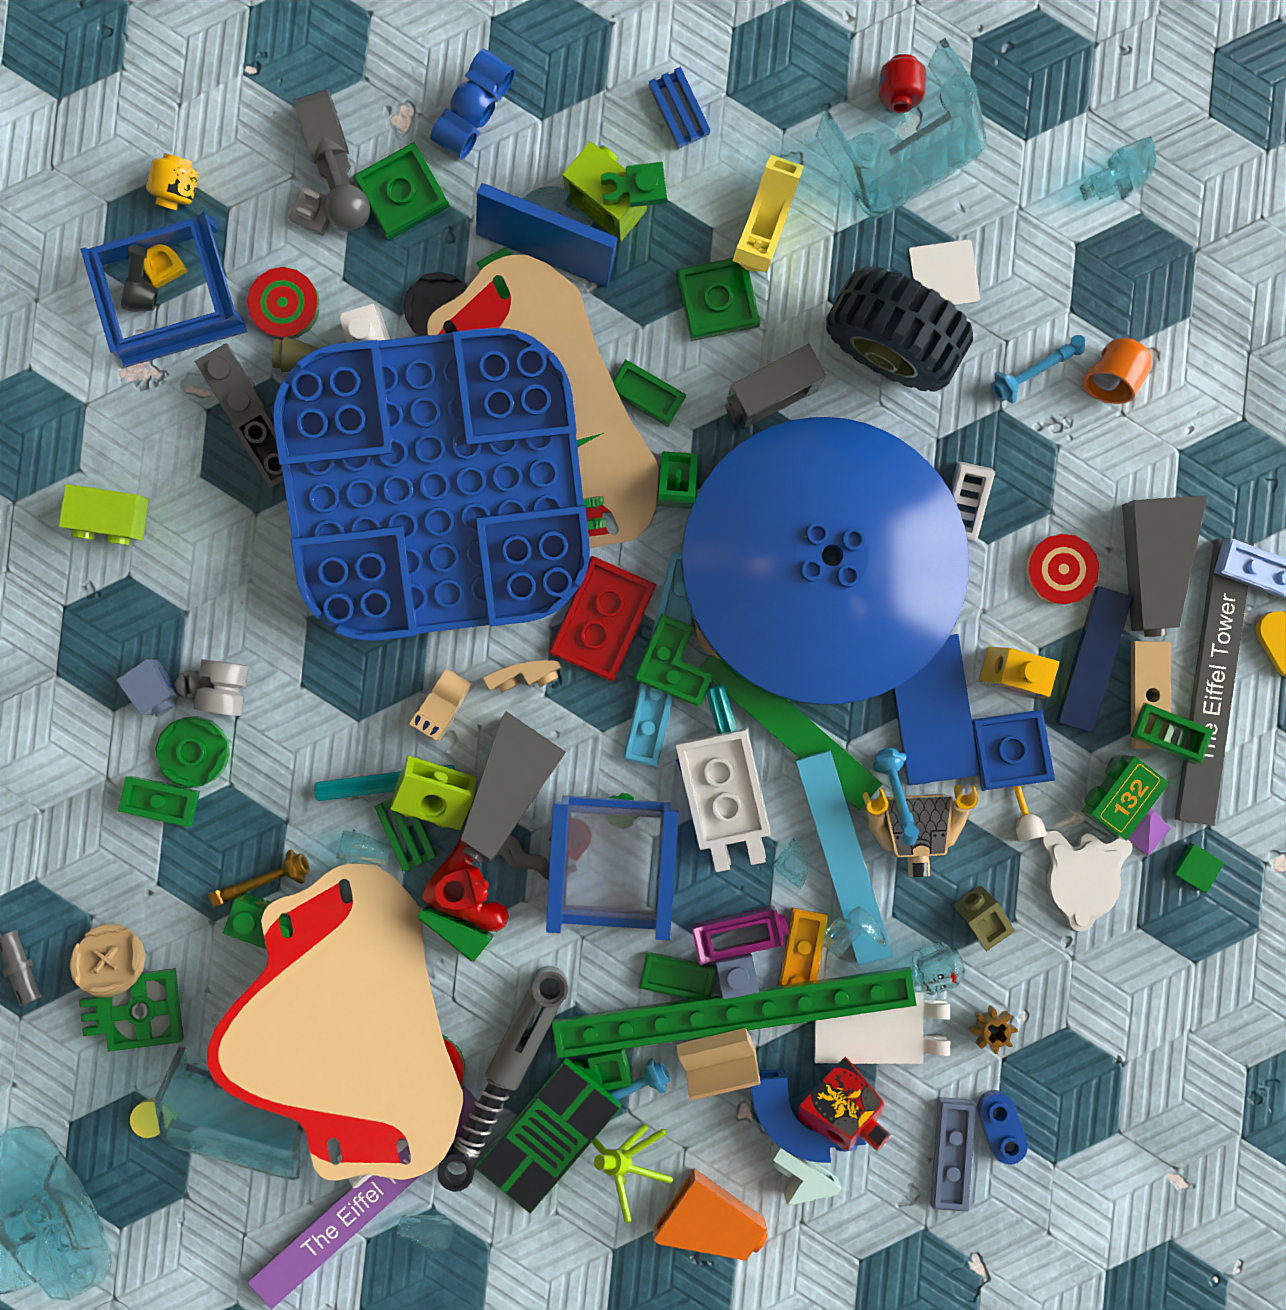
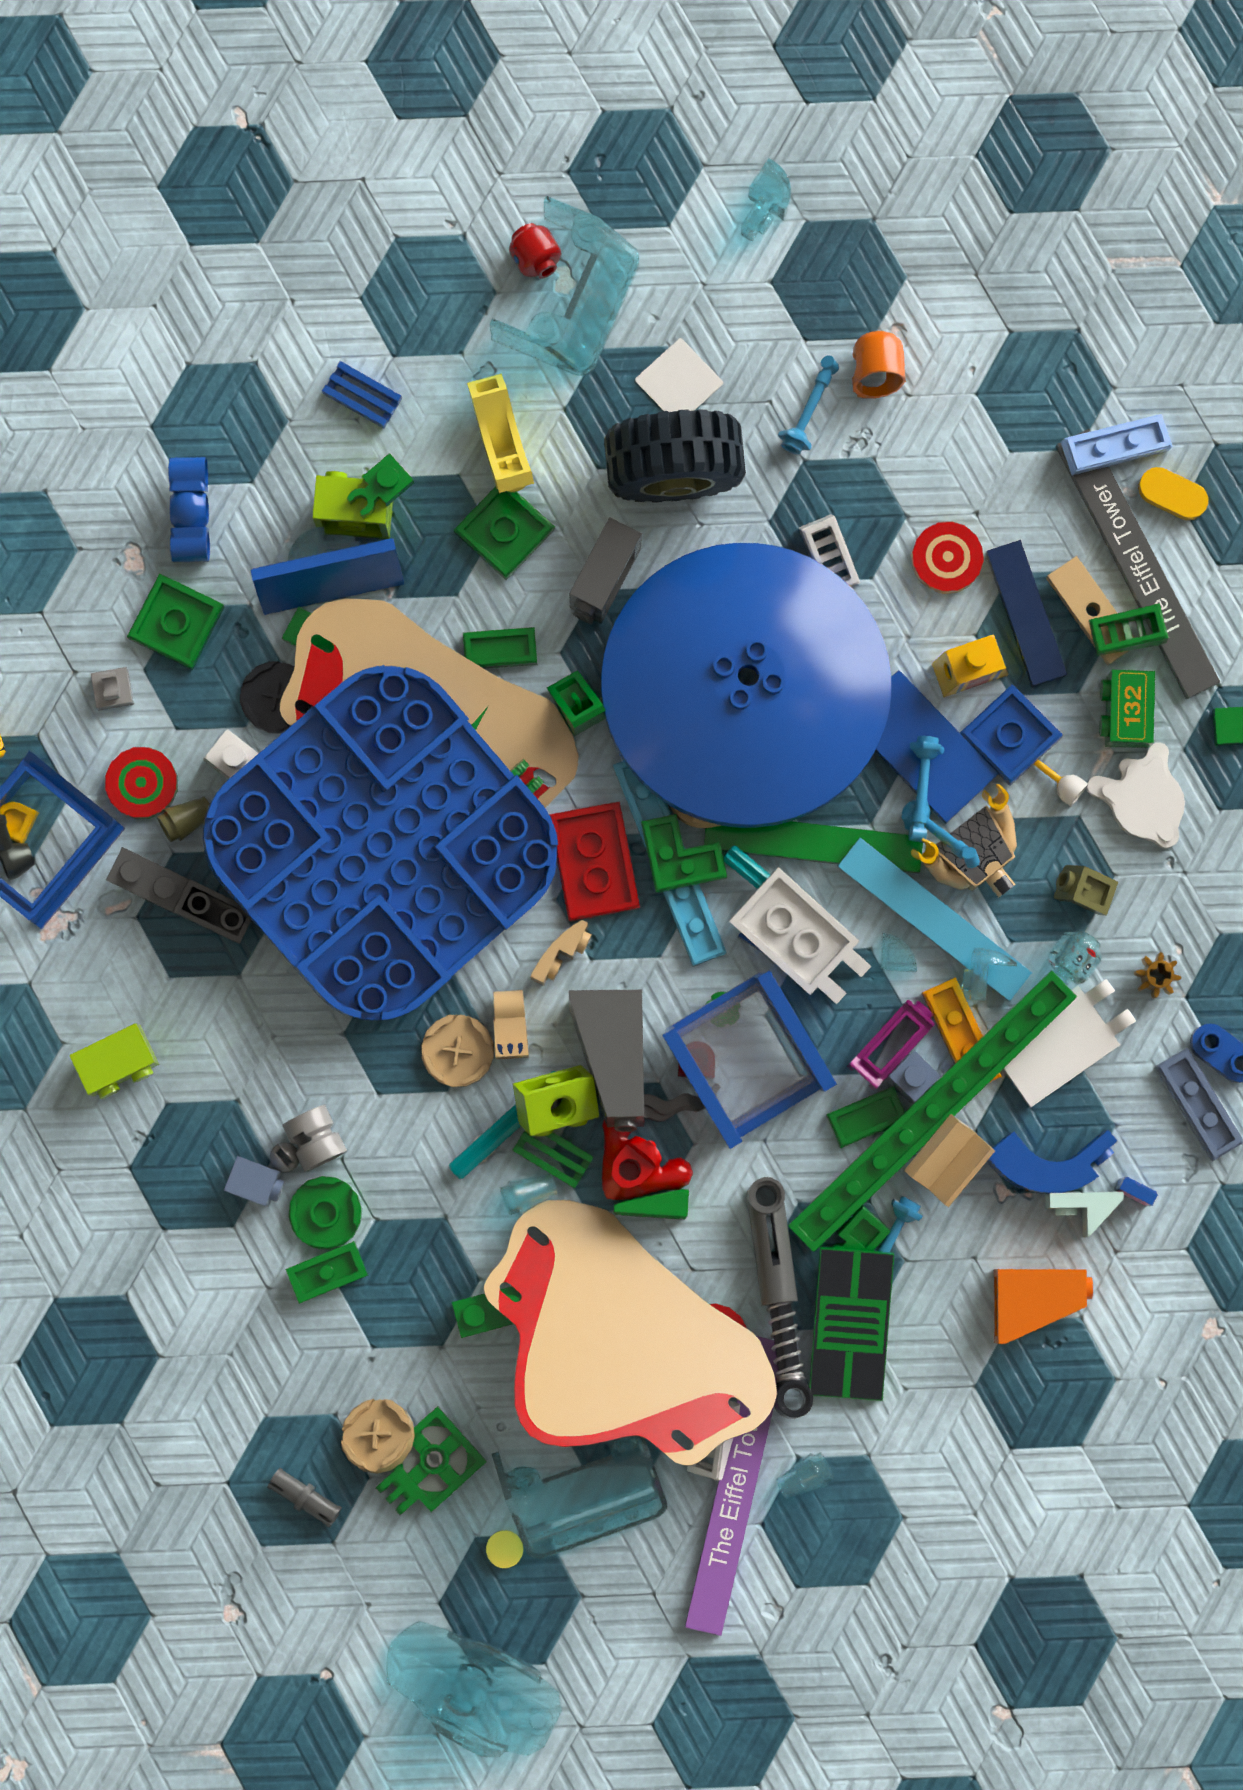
camera: 35 degrees left, 5 degrees down
(294, 867) = (480, 1248): pearl gold piece -> none
(345, 204) = (140, 664): dark grey beam -> none
(387, 695) = (457, 1050): none -> tan tile
(619, 1162) = (924, 1296): lime plant -> none
(845, 1109) = (1078, 1122): torso -> none
(852, 1191) = (1136, 1191): none -> blue tile
(935, 716) = (926, 749): none -> dark azure piece
(1149, 832) = (1170, 724): medium lavender slope -> none
(1159, 558) = (1019, 493): dark grey slope -> none

